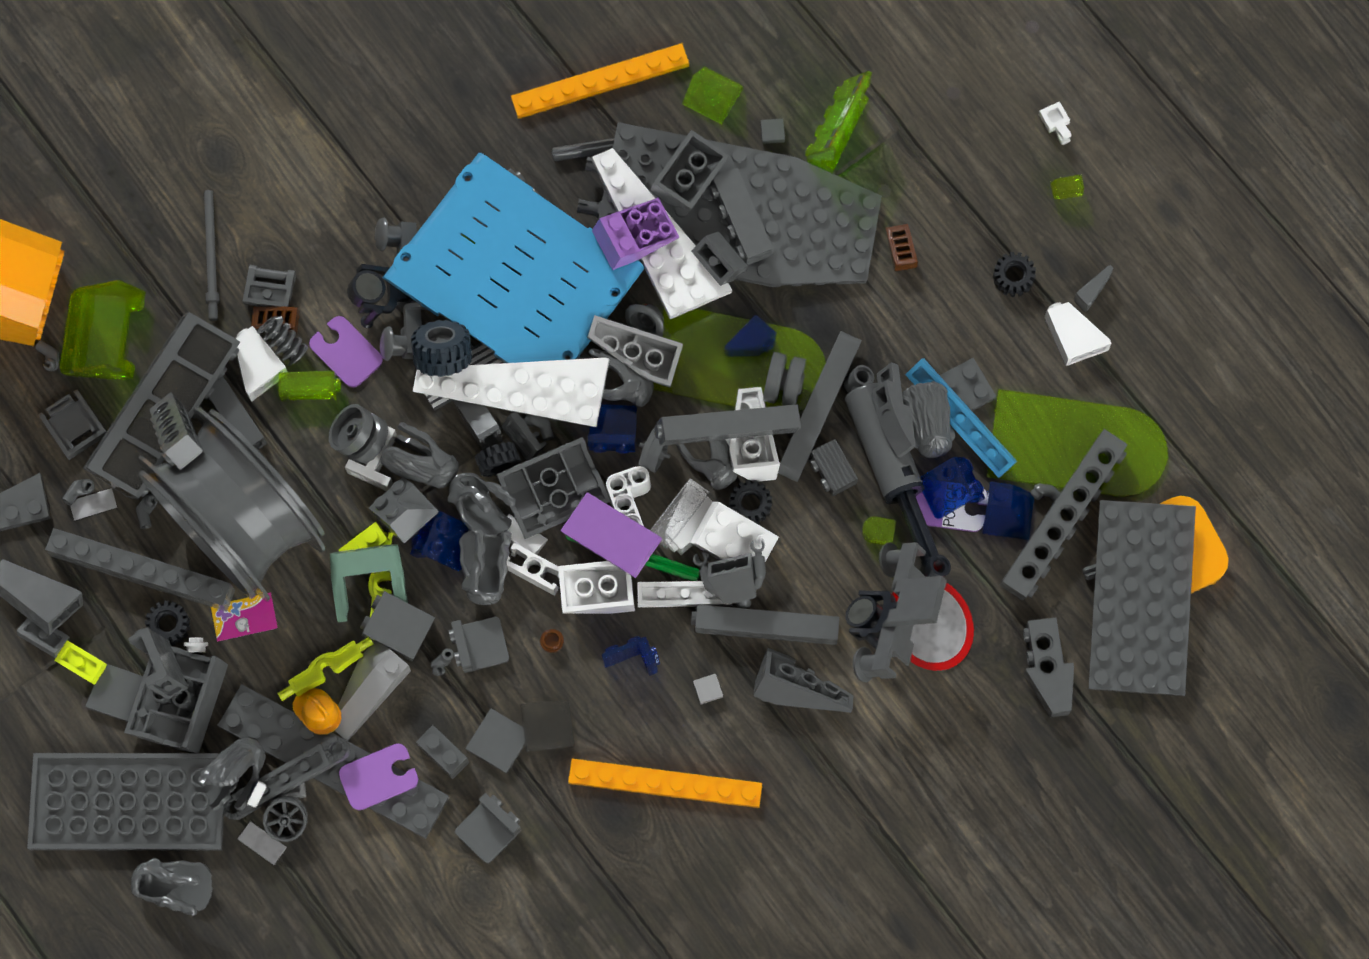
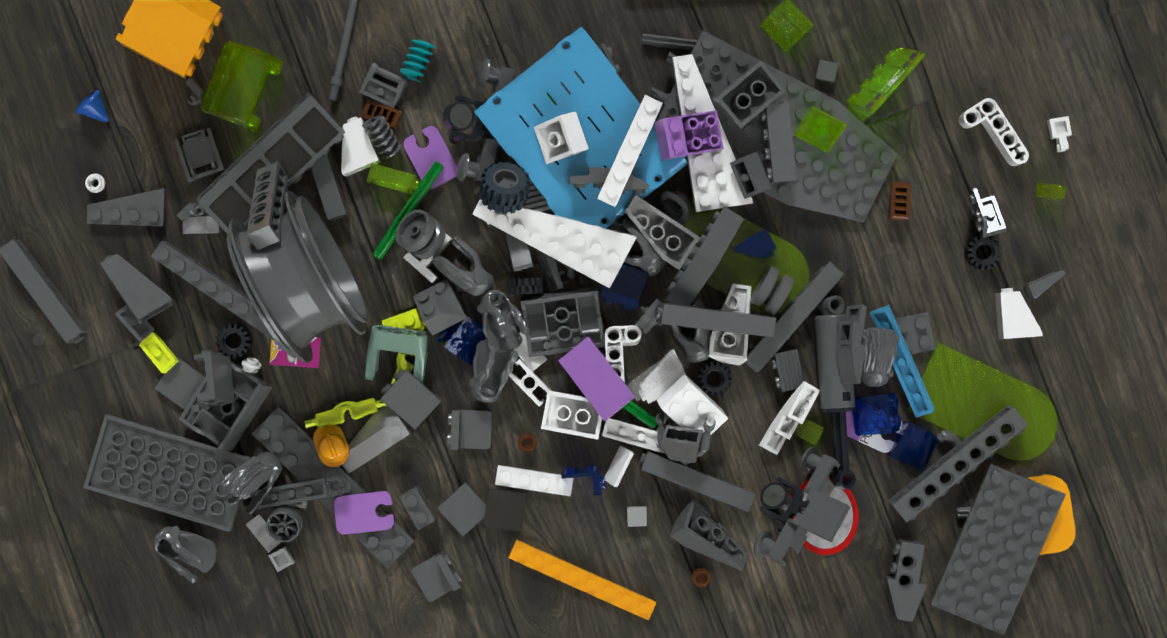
camera: 15 degrees right, 15 degrees up
(257, 794) = (266, 502): white tile -> none
(293, 866) = (281, 558): none -> light grey tile
(298, 246) = (416, 59): none -> teal piece
(340, 402) = (410, 206): none -> green axle
(441, 661) = (436, 434): dark grey arm -> none
(490, 274) = (561, 137): none -> white slope
(569, 303) = (598, 175): none -> dark grey slope
(573, 266) = (629, 151): none -> white plate
(573, 683) = (533, 480): none -> white plate
(669, 635) = (618, 466): none -> white slope
(694, 359) = (704, 258): none -> dark grey piece
(783, 188) = (820, 129): none -> clear neon green slope
(806, 738) = (701, 577): none -> reddish brown plate
(851, 519) = (789, 416): none -> white slope
(985, 143) = (997, 134): none -> white beam
(1003, 229) = (987, 213): none -> bracket

